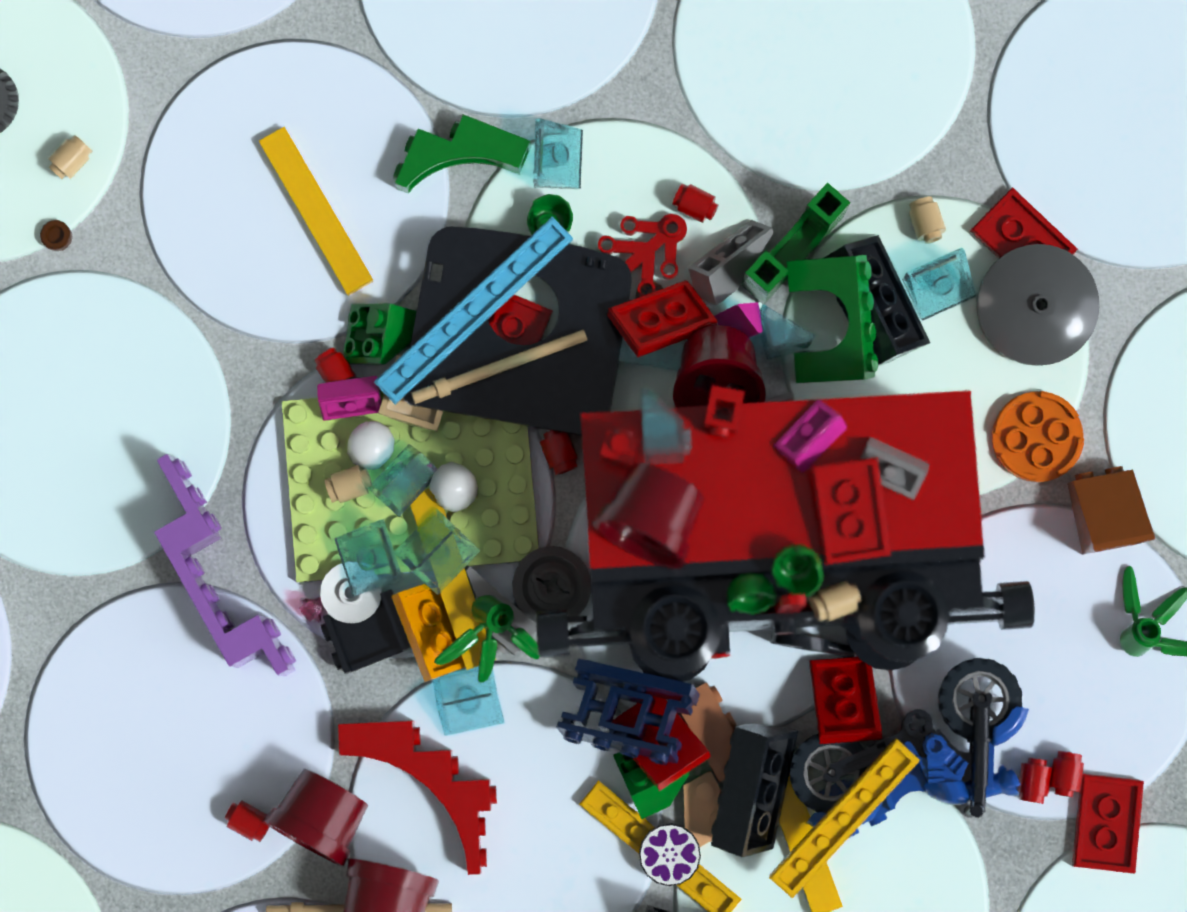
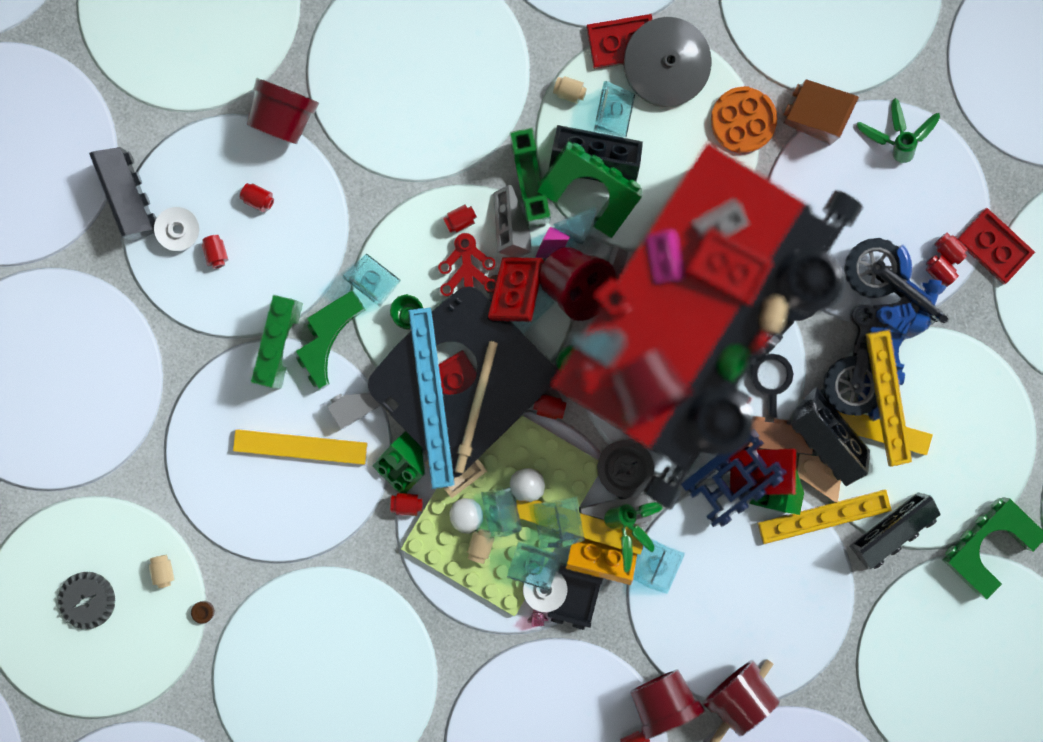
camera: 55 degrees left, 5 degrees up
(190, 535) = (442, 662): medium lavender bracket -> none
(349, 398) = (428, 508): dark pink slope -> none
(400, 236) = (352, 407): none -> light grey slope
(440, 84) = (280, 318): none -> green arch
(463, 799) = (712, 610): red arch -> none
(669, 854) = (831, 513): tile -> none
(774, 676) = (772, 377): none -> piece
(797, 569) = (742, 324): green hair -> none
(844, 700) = (818, 347): red tile -> none

